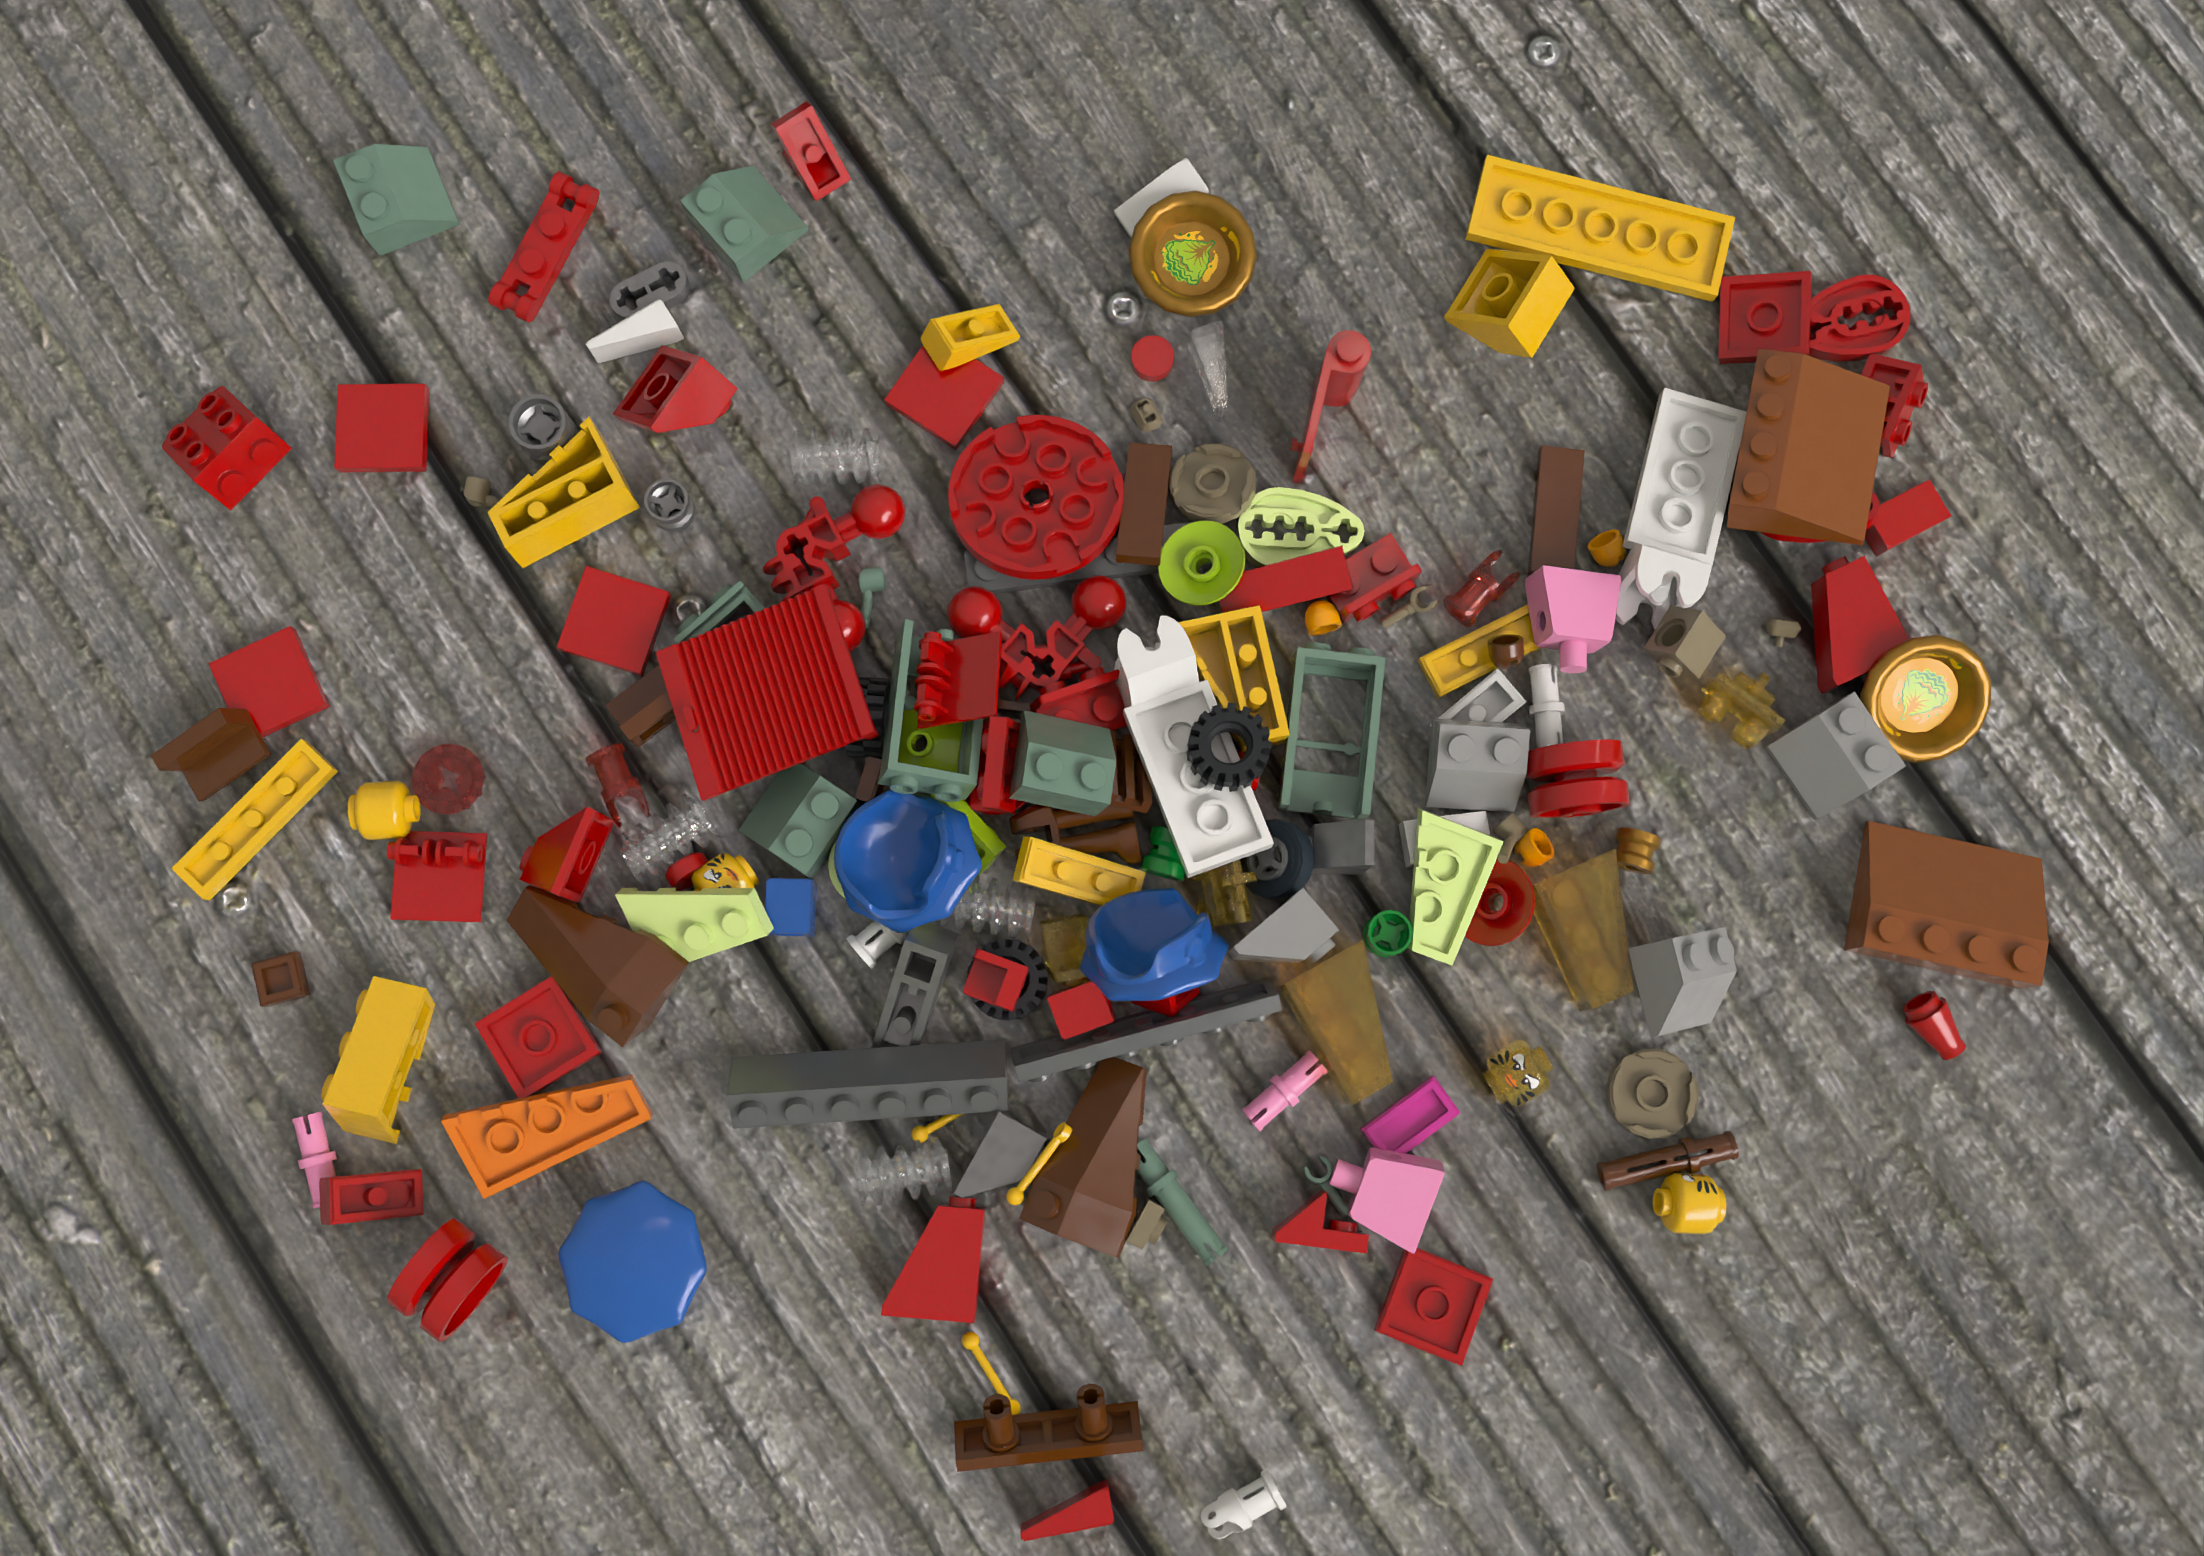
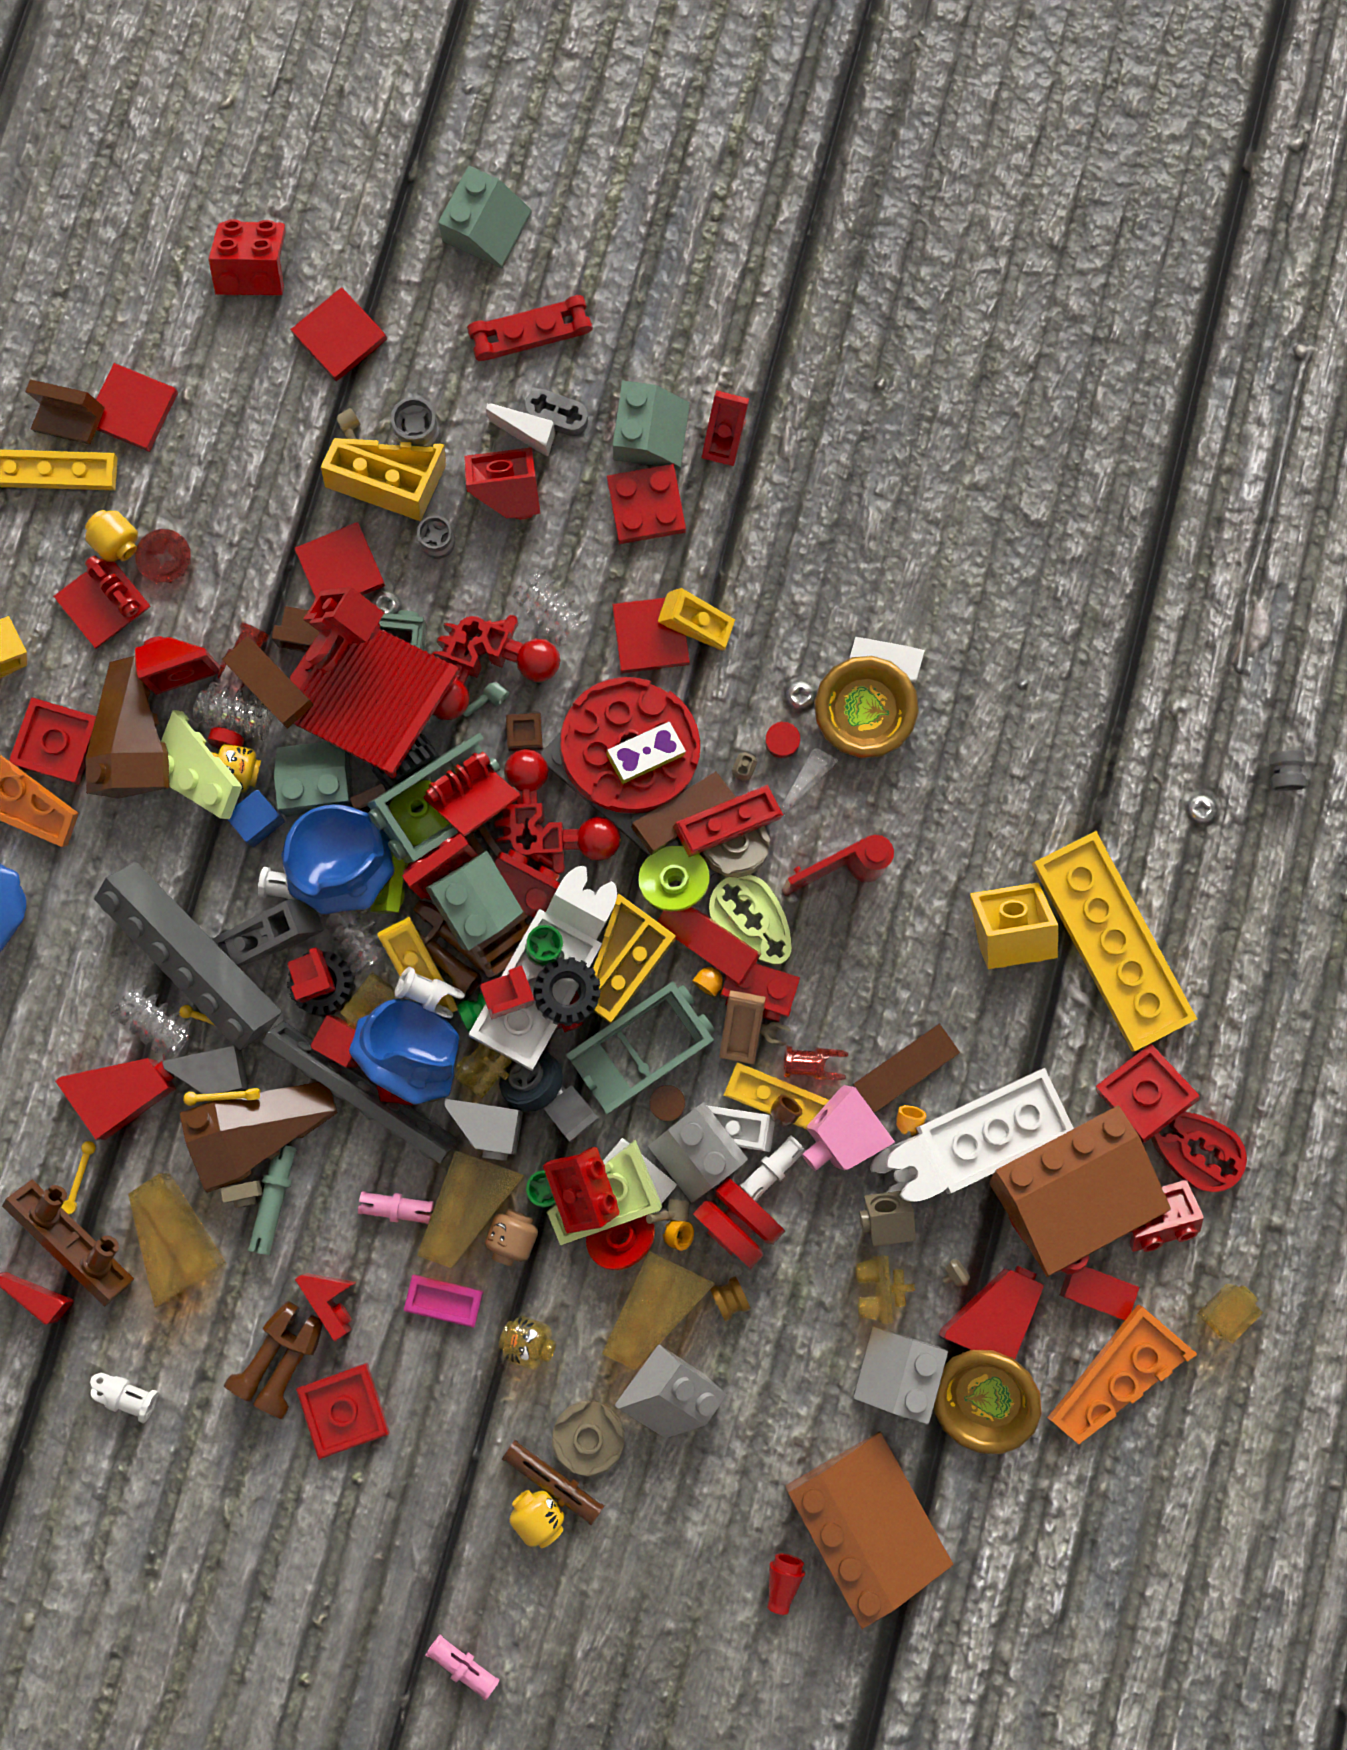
camera: 50 degrees right, 0 degrees up
(673, 777) = (267, 682): none -> reddish brown tile
(681, 651) = (342, 619): none -> red brick
(814, 288) = (646, 504): none -> red plate
(932, 586) = (524, 731): none -> reddish brown tile
(1059, 485) = (645, 752): none -> tile
(1107, 883) = (426, 991): none -> white piece
(1135, 1331) = (171, 1239): none -> clear yellow wedge
(1167, 721) = (545, 939): none -> green wheel
(1182, 802) = (507, 993): none -> red panel
(1189, 469) = (728, 820): none -> red tile
(1332, 1192) = (361, 1283): sand green hand -> none
(1333, 1370) = (271, 1397): none -> reddish brown piece
(1391, 1193) = (385, 1325): bright pink torso -> none
(1394, 622) = (742, 1027): none -> medium nougat tile
(1402, 754) = (667, 1103): none -> reddish brown tile
(1407, 1004) = (511, 1237): none -> medium nougat head
(1426, 897) = (582, 1191): none -> red bracket
(1768, 1391) = (462, 1667): none -> bright pink pin
(1992, 549) = (1124, 1369): none -> orange wing
(2021, 418) = (1231, 1312): none -> clear yellow brick

